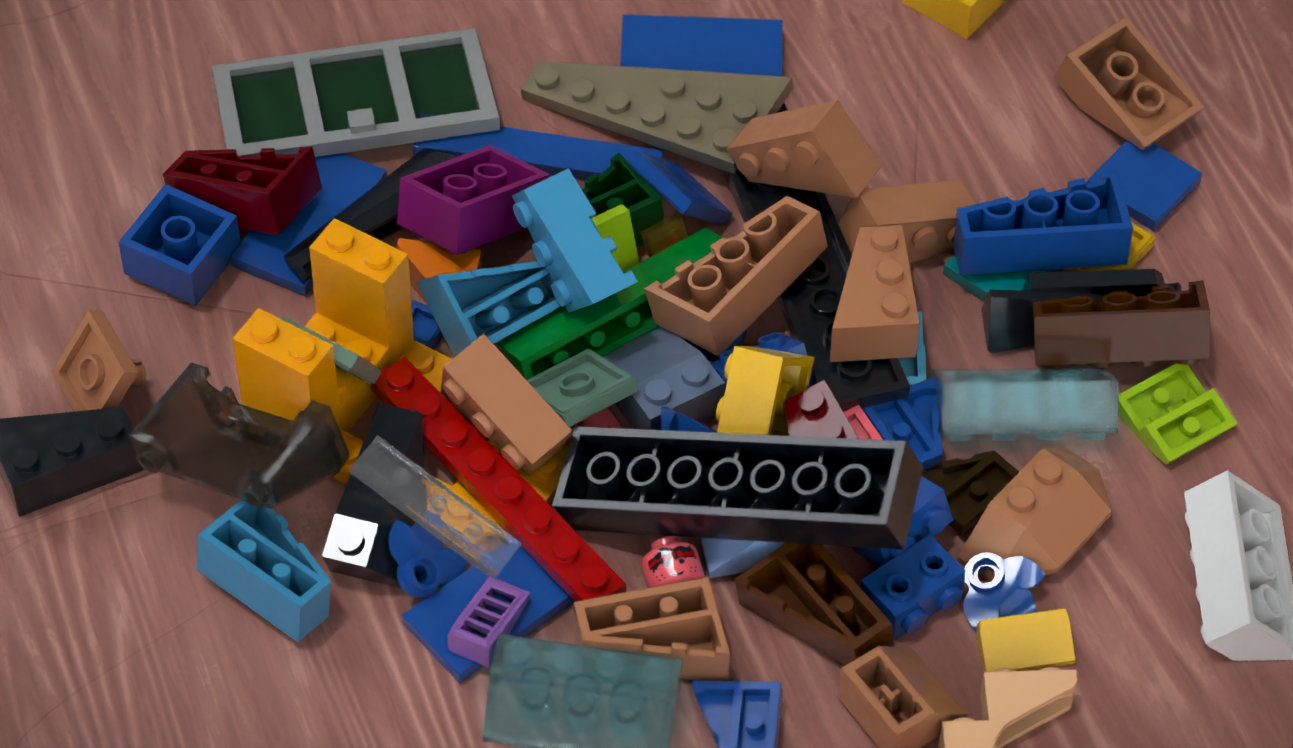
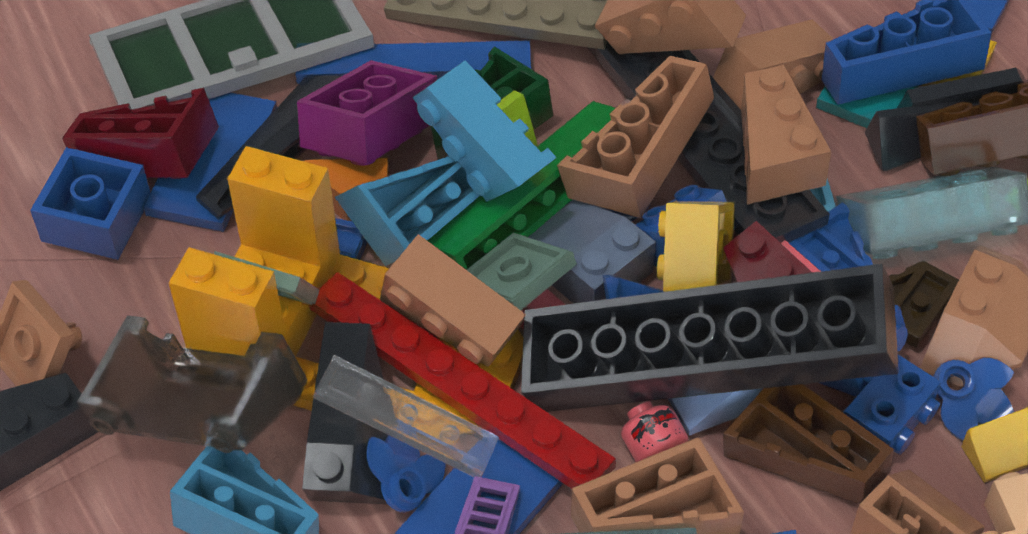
camera: 10 degrees left, 0 degrees up
(664, 234) = (554, 115): clear yellow tile -> none
(680, 188) = (558, 70): blue tile -> none

